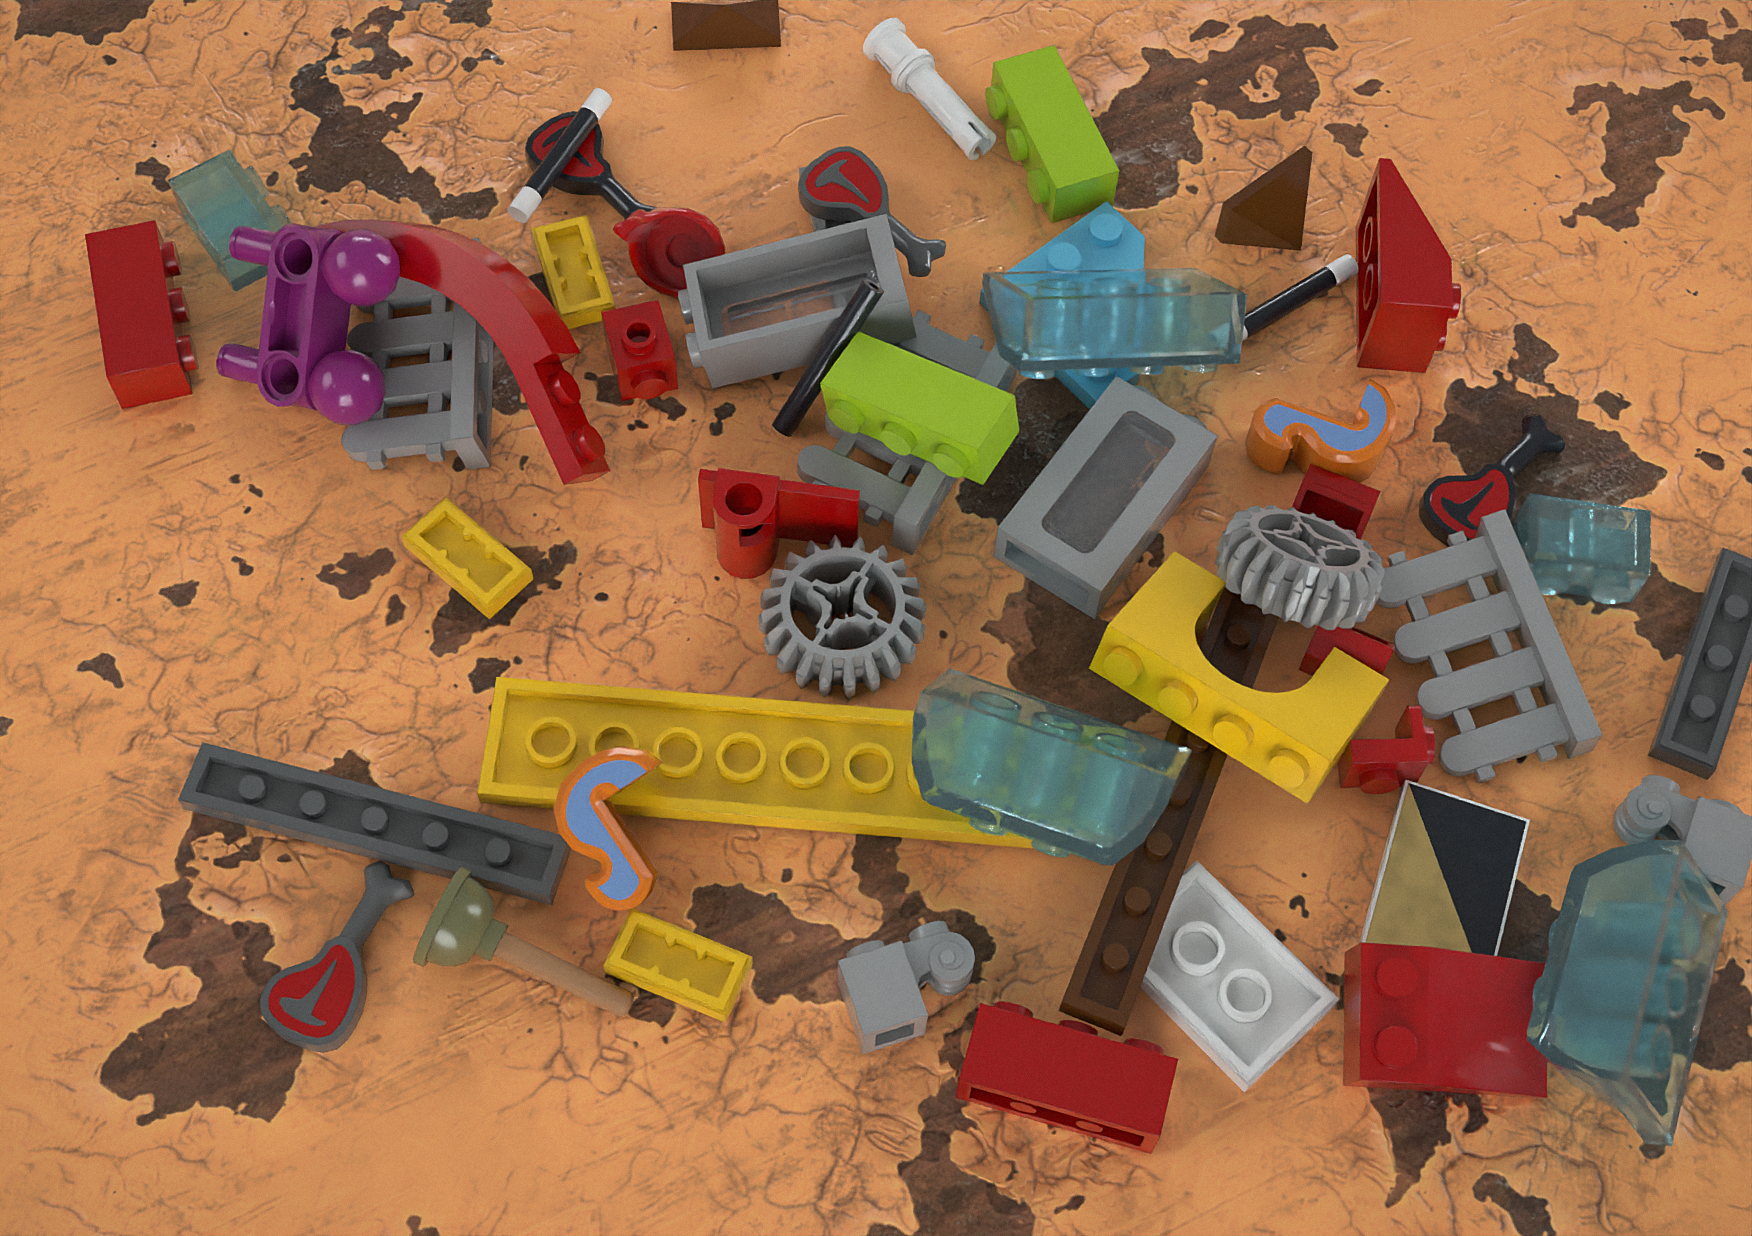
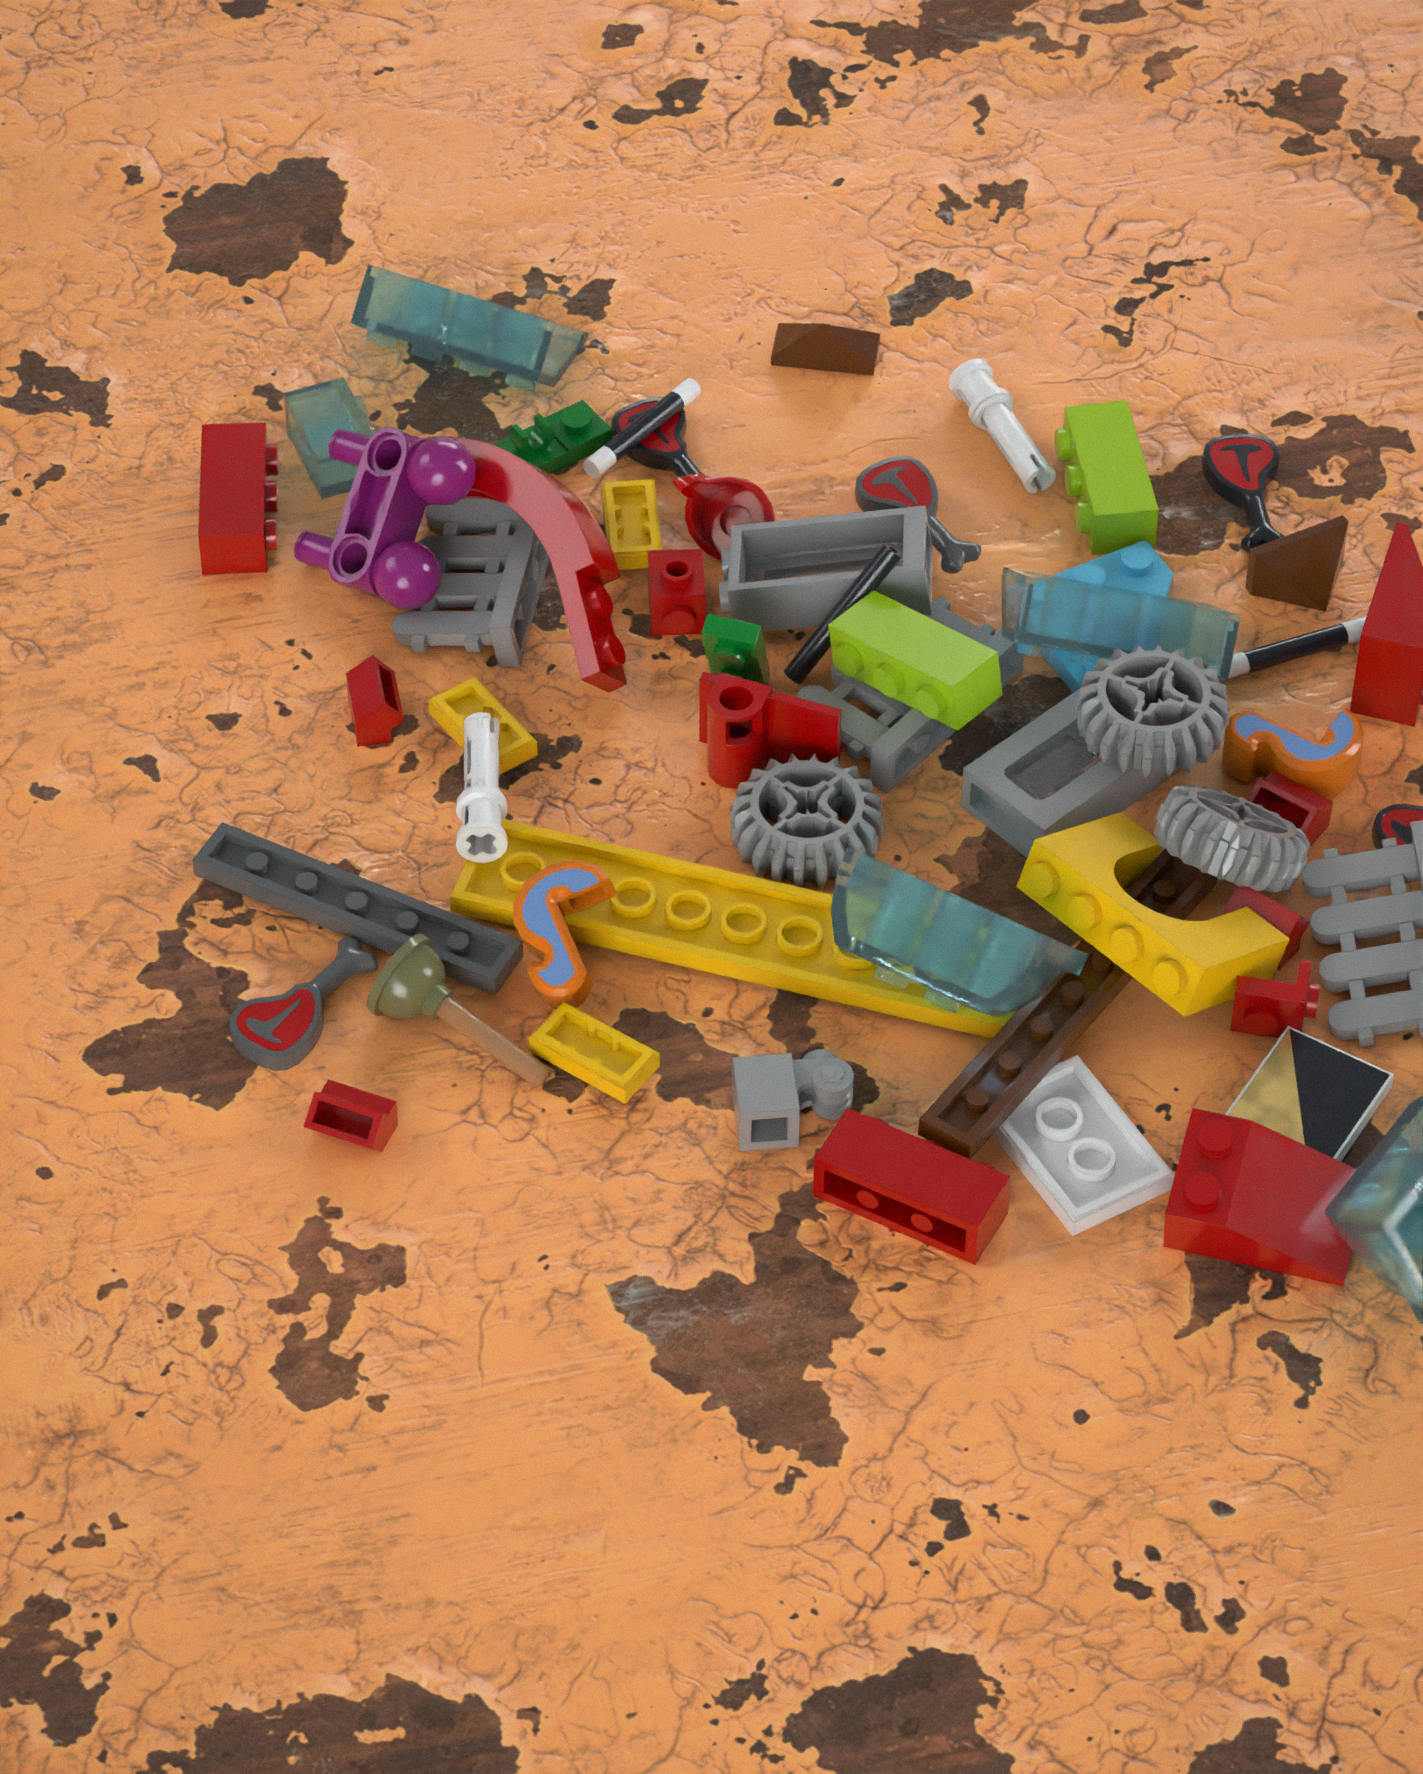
camera: 15 degrees right, 15 degrees down
(342, 547) = (373, 702): none -> red piece
(347, 63) = (465, 328): none -> clear light blue slope
(424, 1114) = (352, 1115): none -> red piece
(470, 182) = (559, 438): none -> green plate
(488, 673) = (481, 803): none -> white pin
(724, 428) = (735, 648): none -> green plate
(1175, 101) = (1239, 471): none -> black piece
(1221, 428) = (1152, 710): none -> light grey gear

